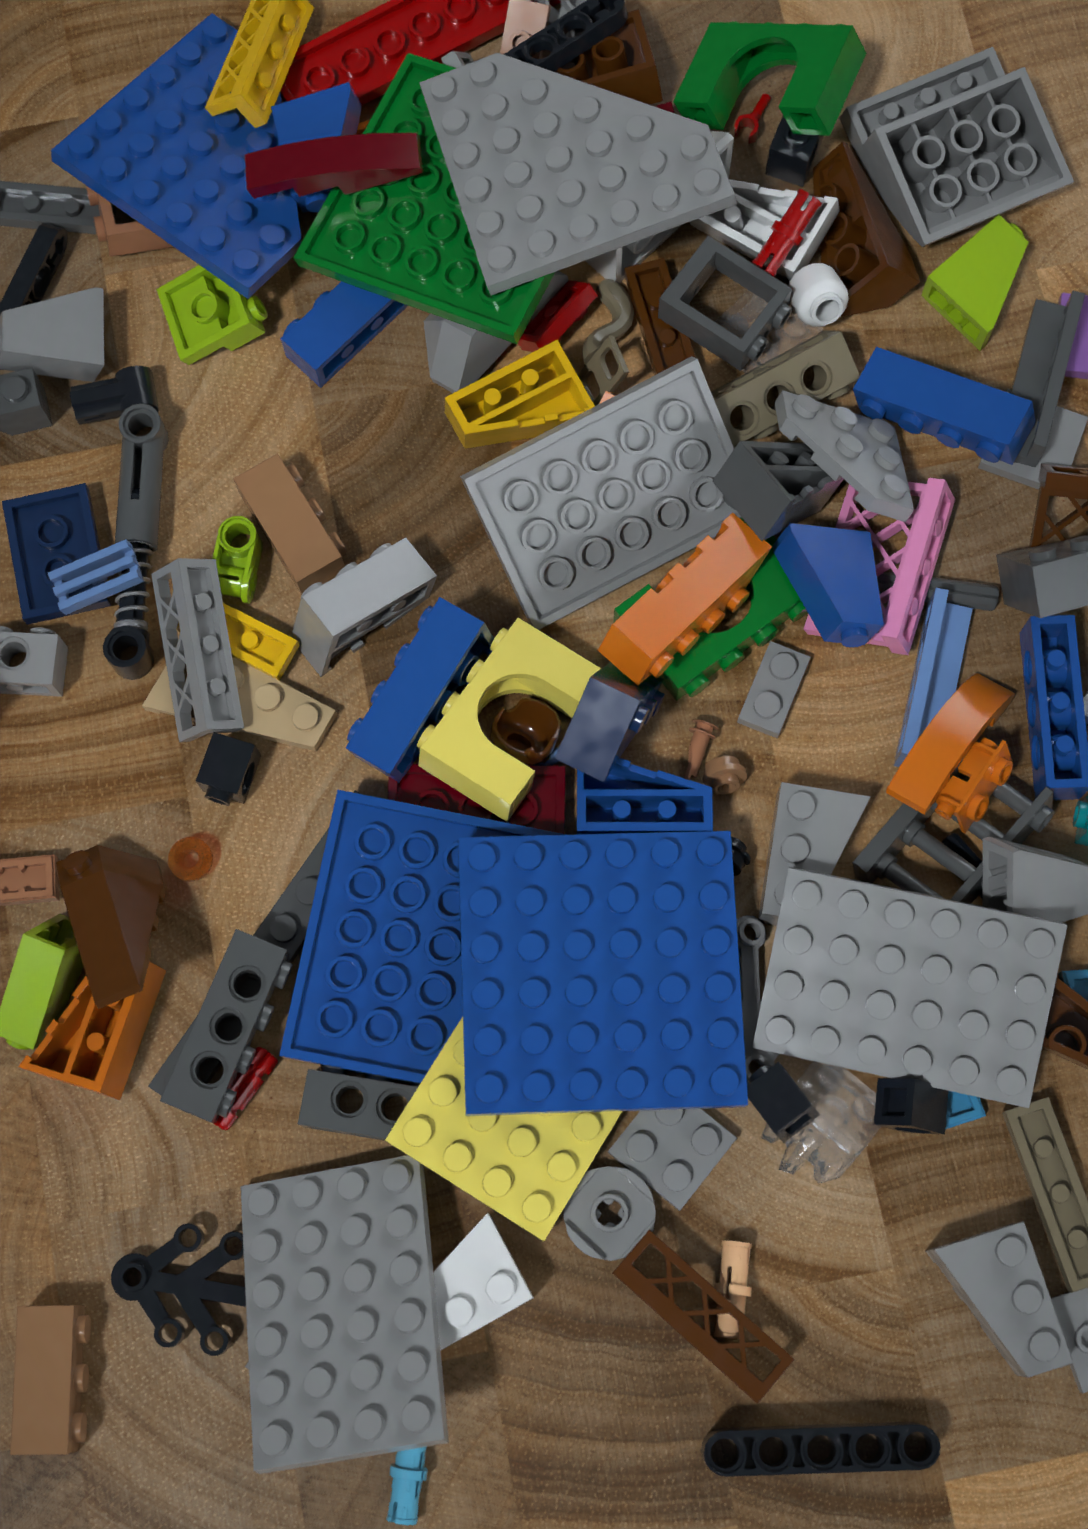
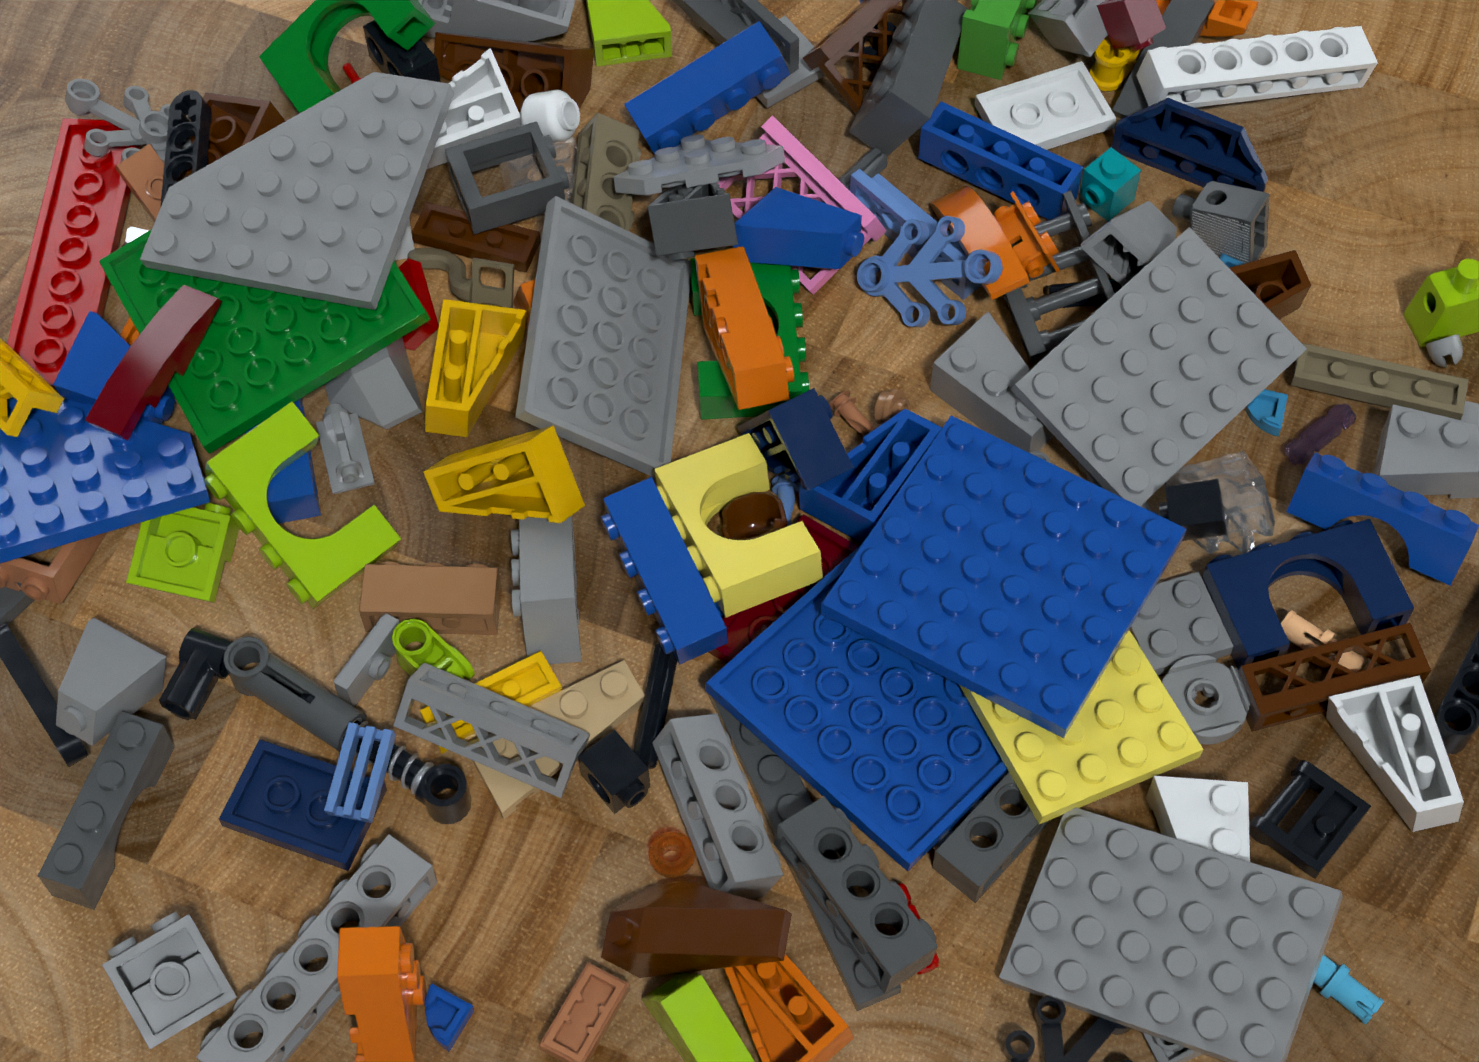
camera: 60 degrees left, 15 degrees down
(191, 914) = (717, 806): none -> light grey brick
(201, 516) = (368, 662): none -> light grey plate
(276, 310) = (313, 565): none -> lime arch
(301, 766) = (655, 705): none -> black axle
(384, 364) = (344, 450): none -> light grey hinge
(425, 508) = (508, 477): none -> yellow wedge
(547, 1384) = (1320, 828): none -> black plate
(662, 1418) = (1401, 749): none -> white wedge
(773, 689) = (844, 340): light grey plate -> none
(787, 232) = (490, 93): red pin -> none
(839, 1264) = (1345, 557): none -> dark blue arch
(857, 681) = (923, 270): none -> medium blue plant
(908, 1328) = (1434, 536): none -> blue arch
(910, 1106) = (1252, 432): black brick -> none
(963, 1169) = (1320, 434): none -> clear purple axle

